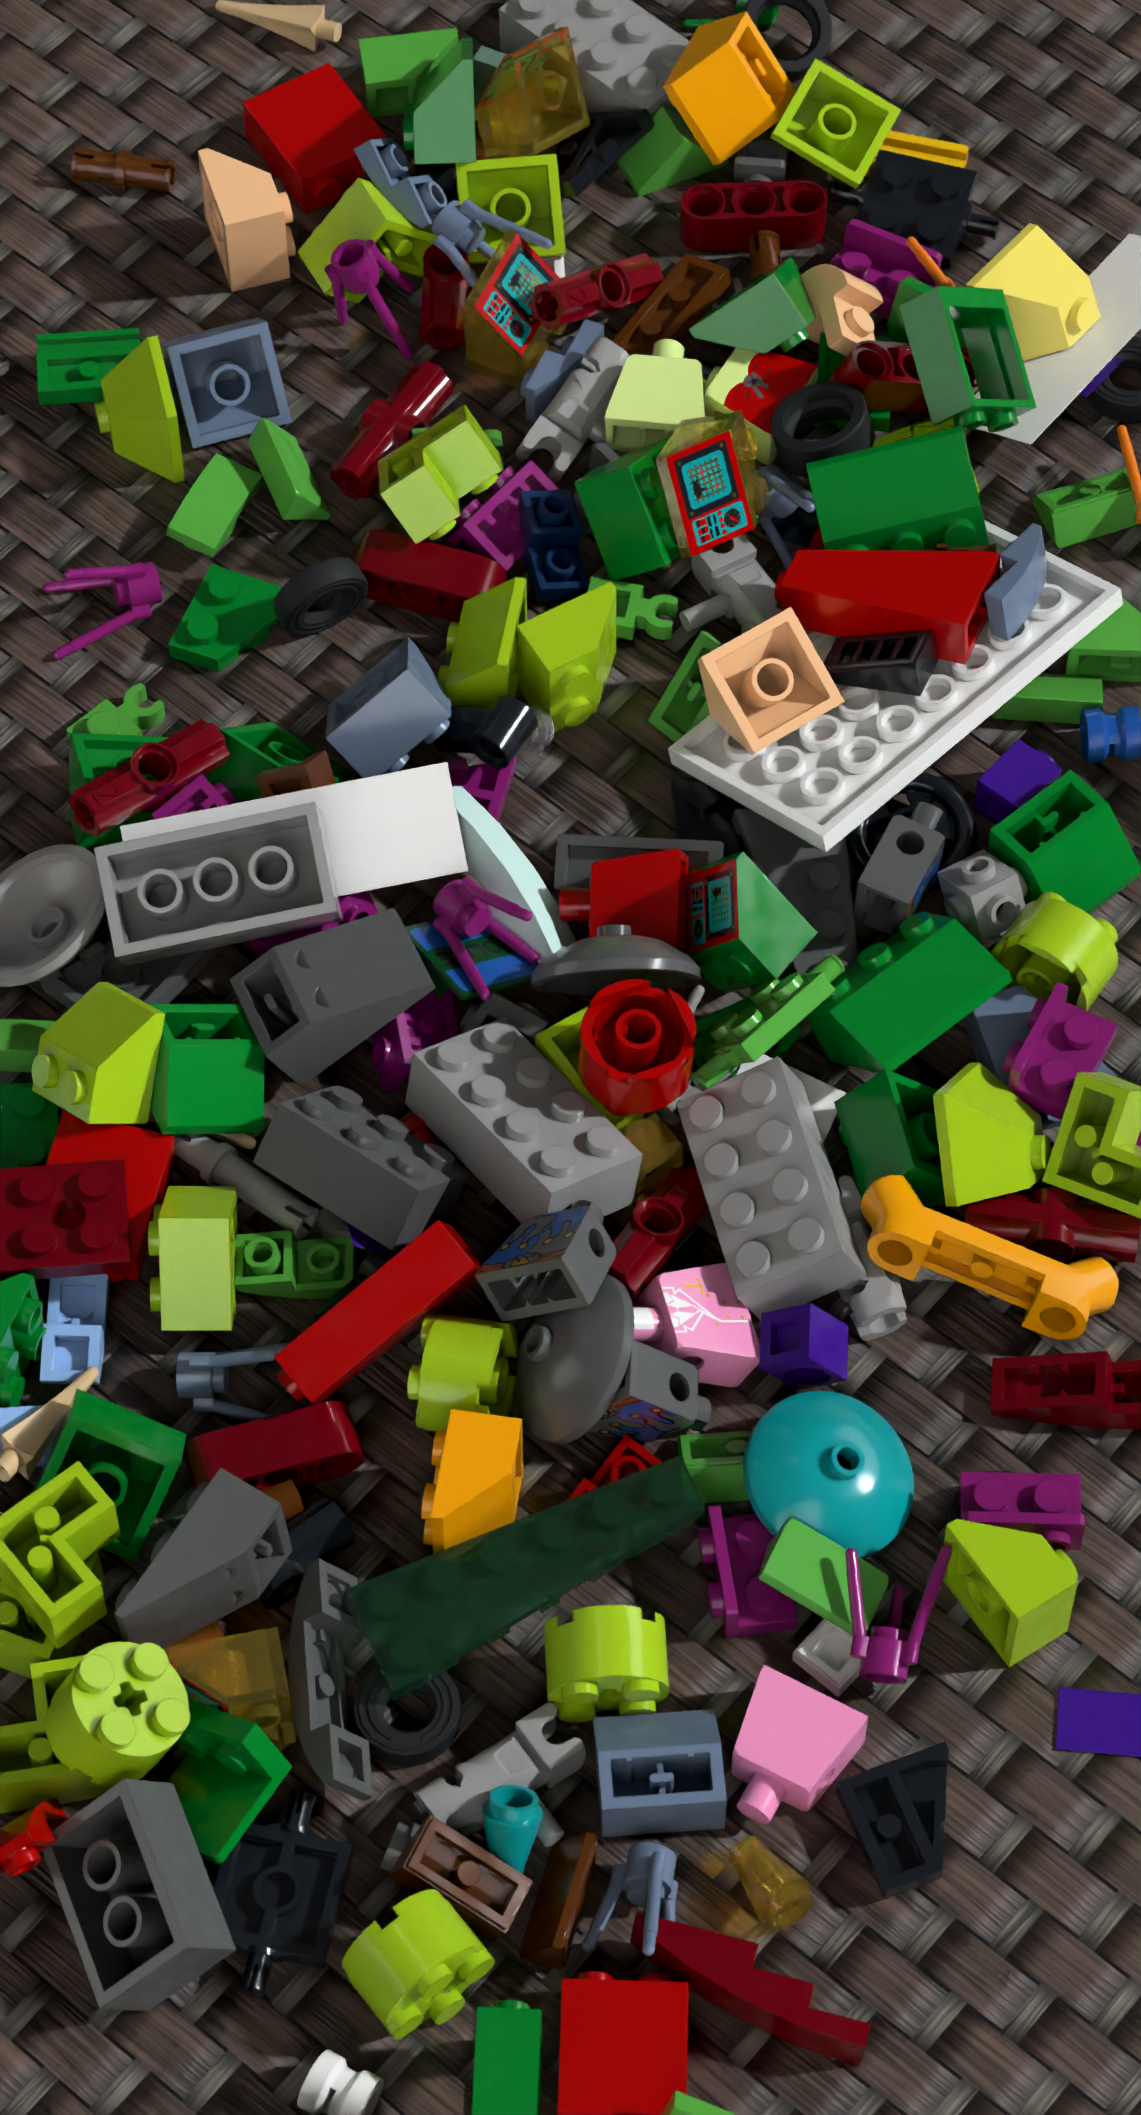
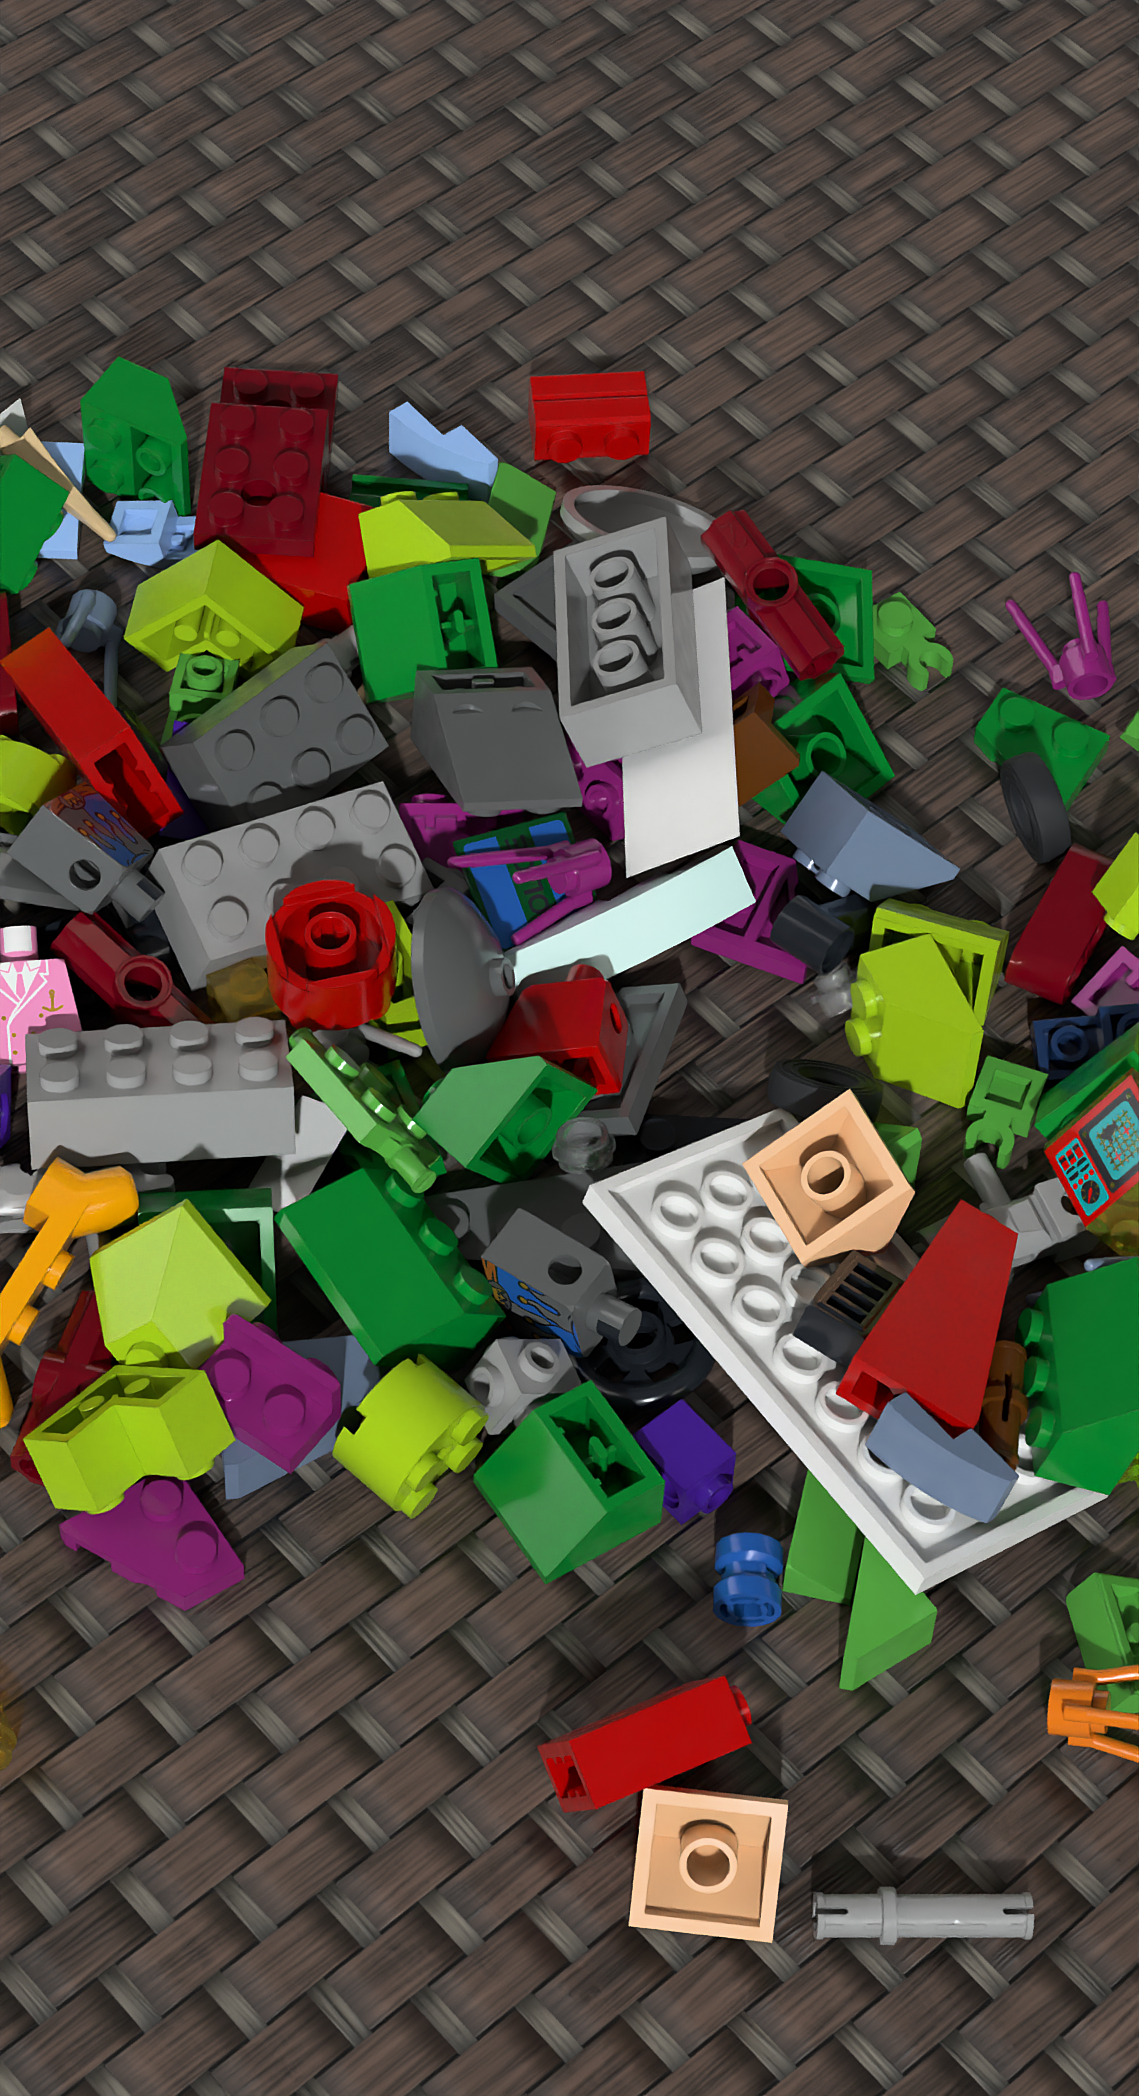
camera: 95 degrees right, 5 degrees down
(663, 733) = (810, 1084): none -> black tyre

